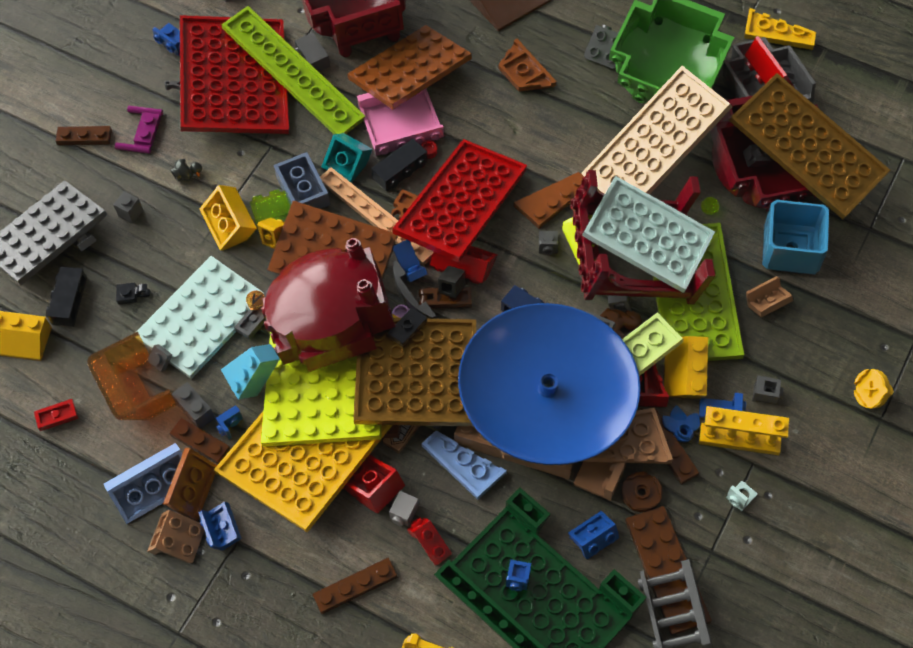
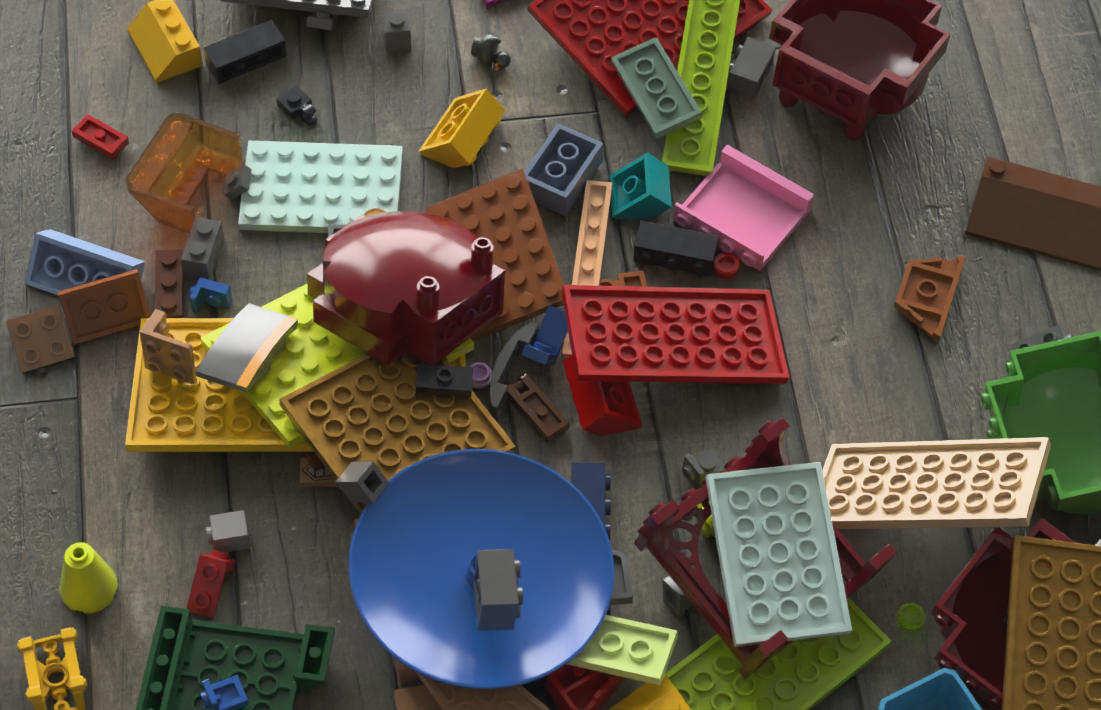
camera: 50 degrees right, 5 degrees down
(220, 526) = (77, 367): blue bracket -> none
(251, 370) = (277, 271): medium azure wedge -> none
(264, 466) = (164, 353): none -> medium nougat bracket
(269, 206) = (506, 156): clear neon green bracket -> none
(270, 231) = (474, 172): yellow slope -> none
(291, 103) = (656, 88): none -> sand green plate
(297, 418) = (246, 348): none -> slope
(354, 585) = (108, 544): reddish brown plate -> none
(374, 484) = (237, 482): red slope -> none
(377, 611) = (86, 580): none -> neon yellow cone
(409, 66) = (818, 171): dark orange plate -> none
(451, 281) = (554, 395): pearl dark grey brick -> none
(451, 408) = (362, 482): none -> dark grey brick
(466, 467) = (327, 570): light blue wing -> none
(549, 201) = (742, 424): dark orange wing -> none
(579, 380) = (497, 589): none -> dark grey brick
(629, 320) = (652, 605): reddish brown animal -> none

